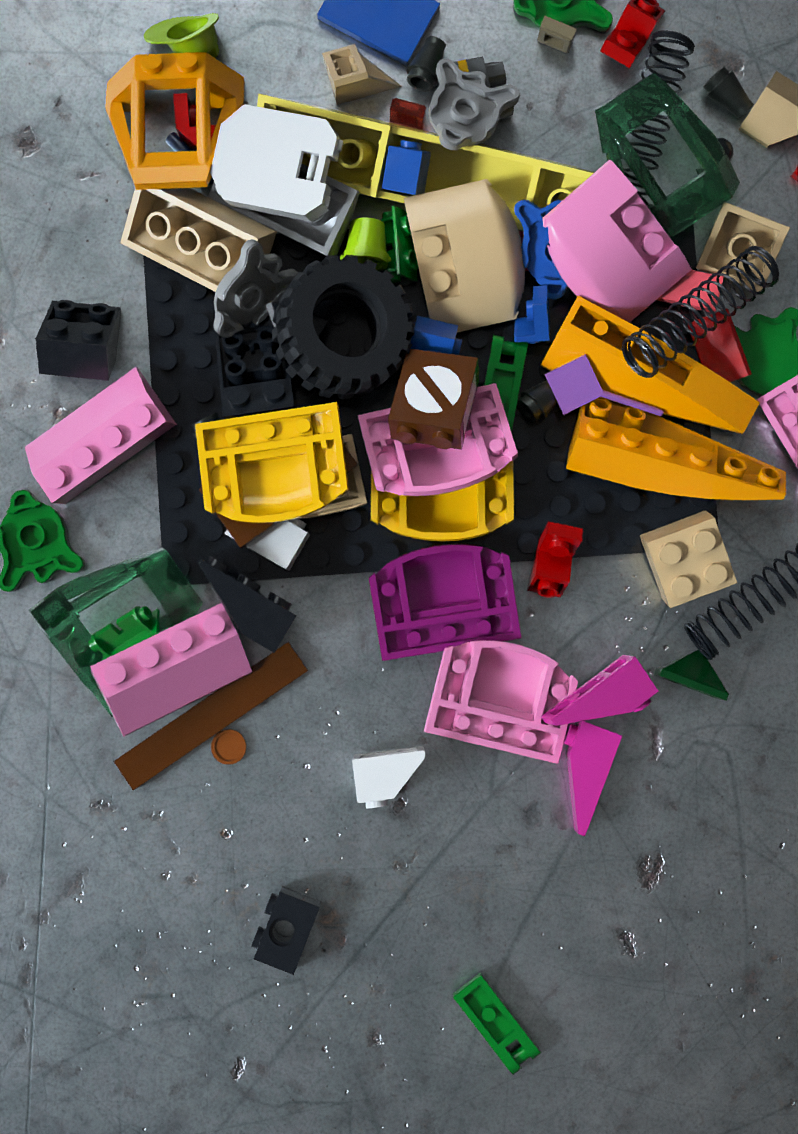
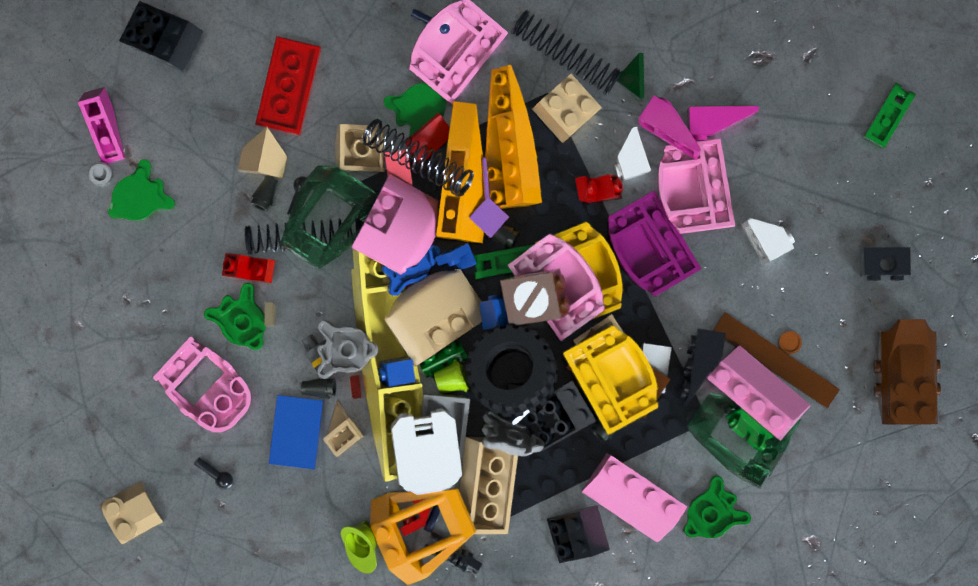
camera: 115 degrees left, 0 degrees up
(110, 895) = (907, 374): none -> reddish brown slope
(111, 163) = (460, 559): none -> black hinge
(580, 625) = (632, 158): none -> white slope

